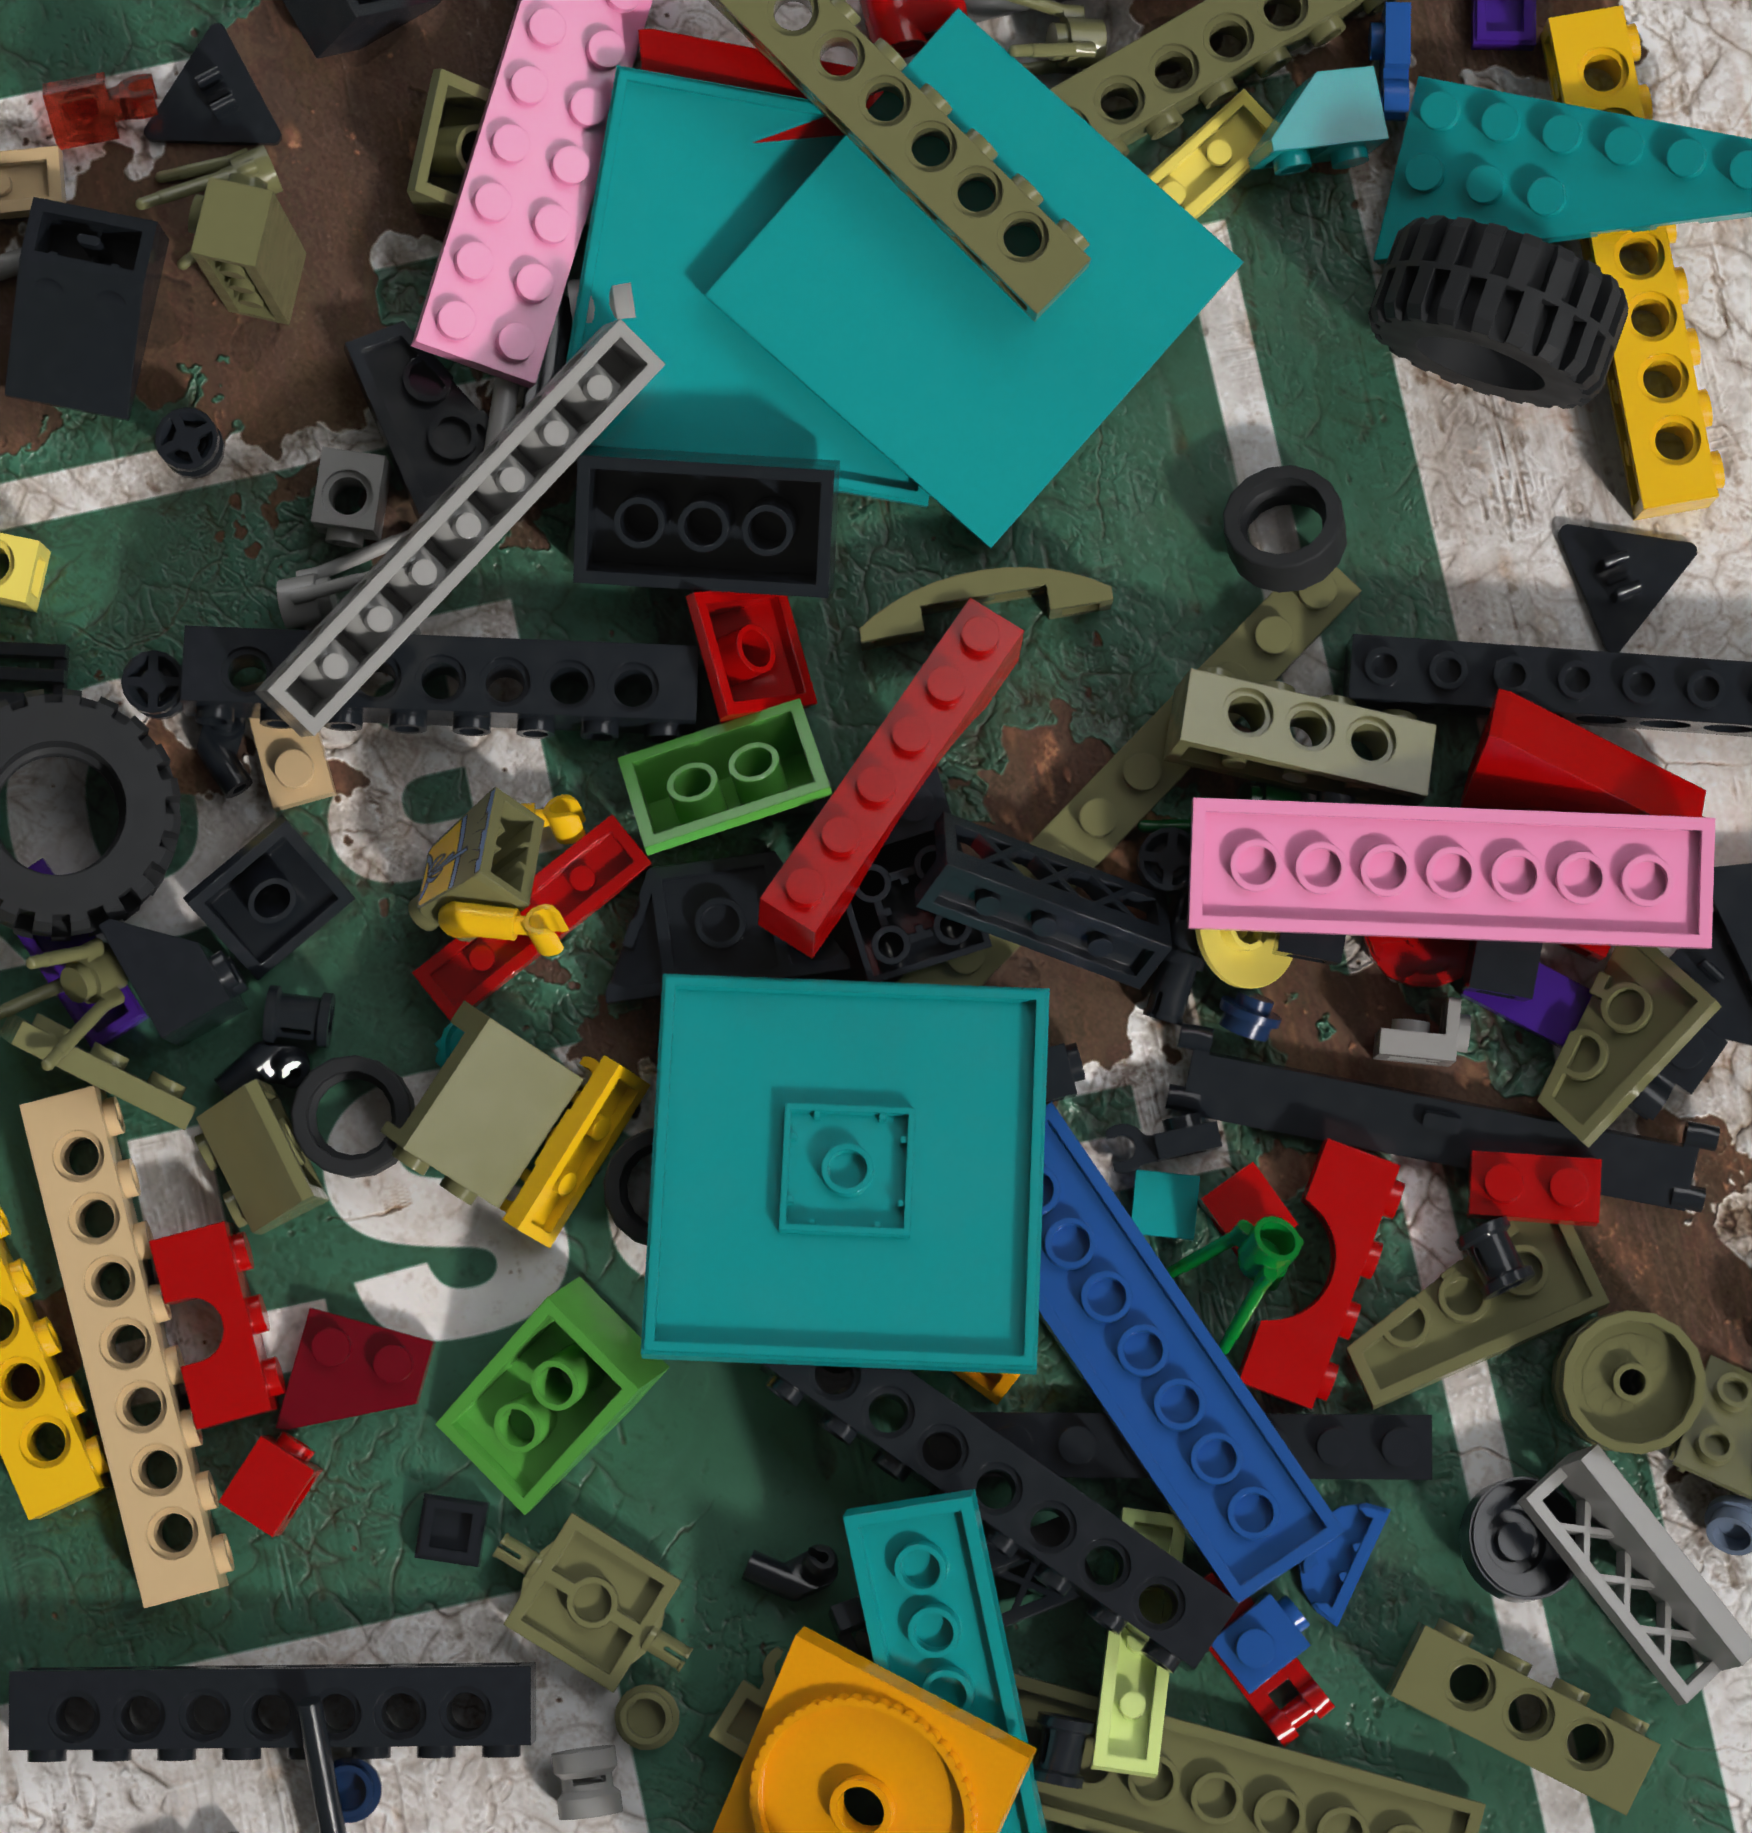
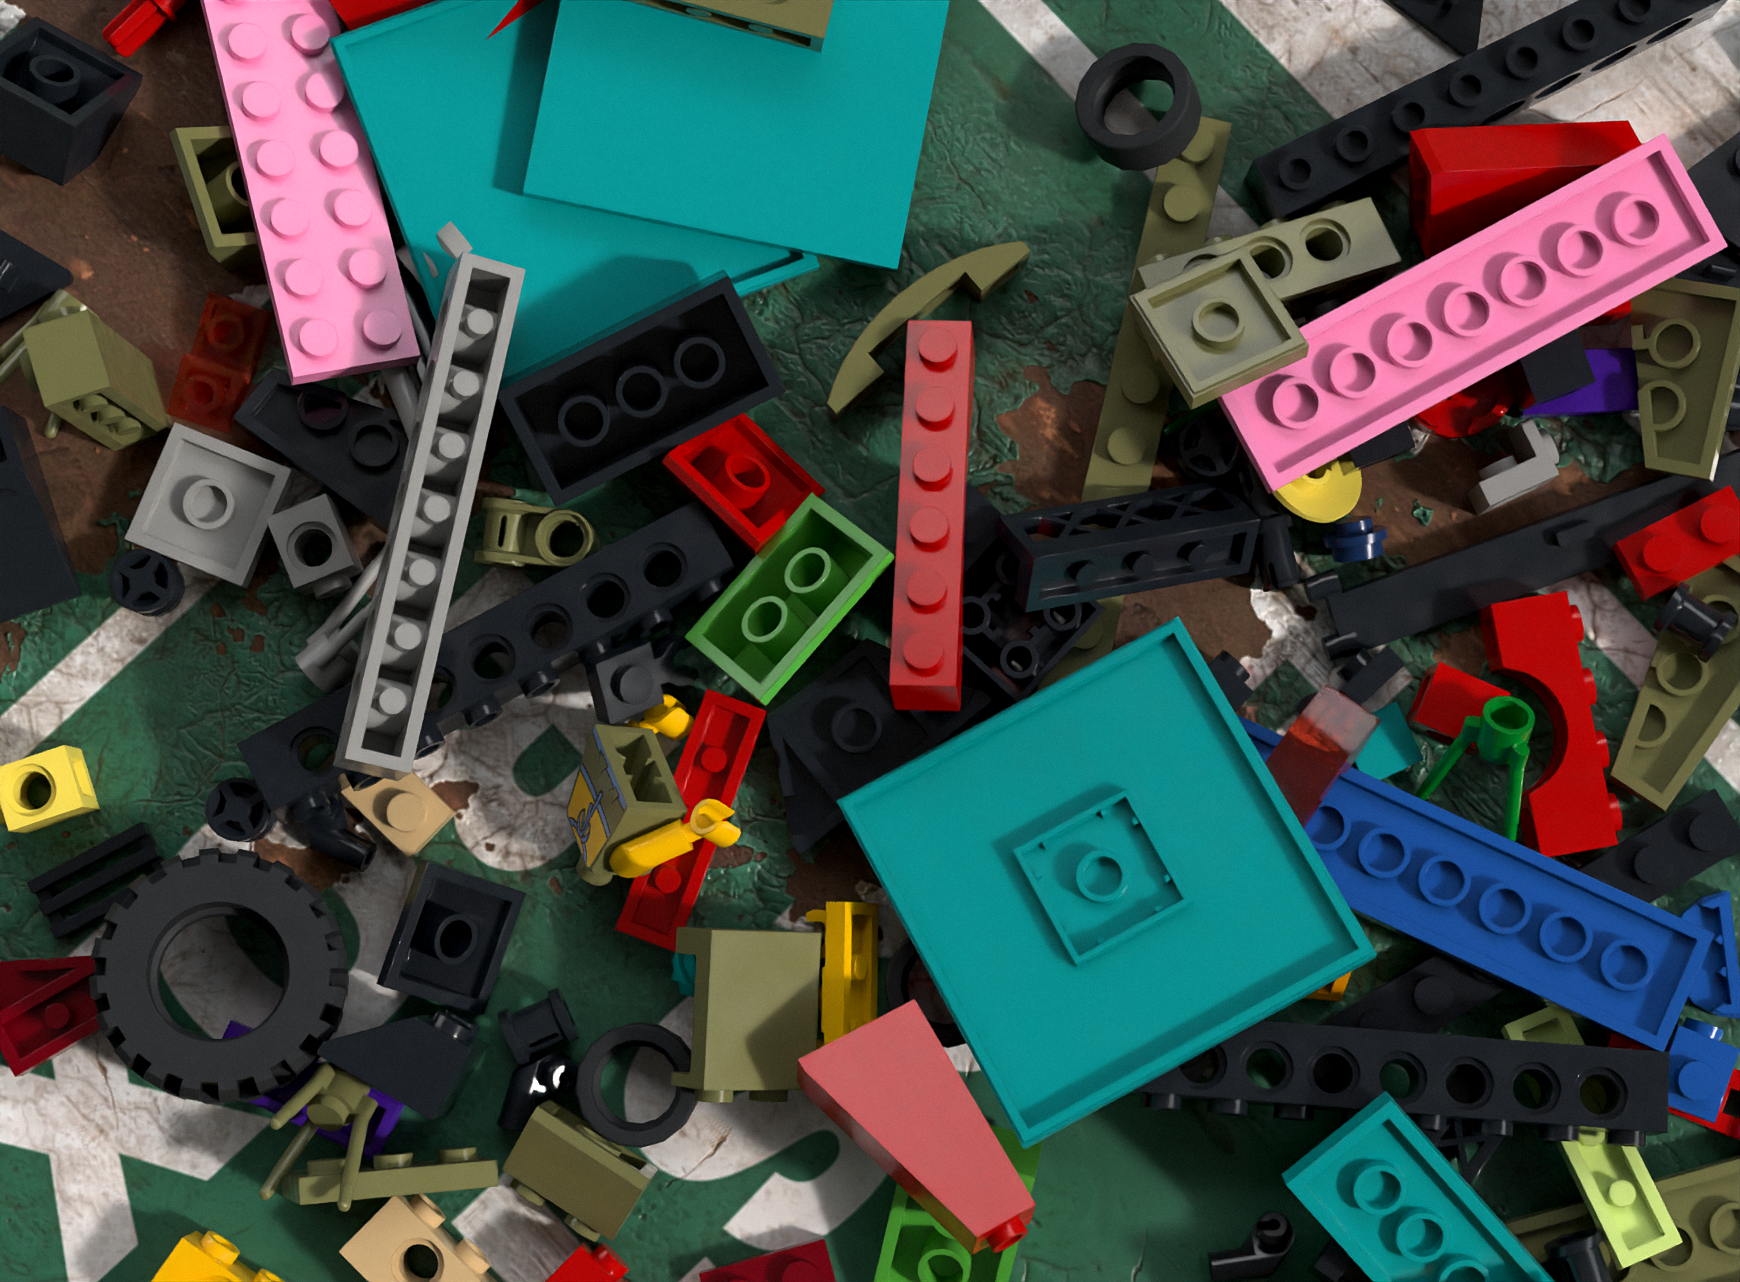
camera: 35 degrees left, 0 degrees up
(282, 407) = (210, 505): none -> light grey plate
(364, 288) = (221, 363): none -> clear red slope
(533, 592) = (524, 536): none -> olive piece
(552, 763) = (632, 674): none -> black plate
(567, 1282) = (920, 1124): none -> slope
(1100, 1173) = (1319, 749): none -> clear red slope
(1224, 759) = (1218, 327): none -> olive plate

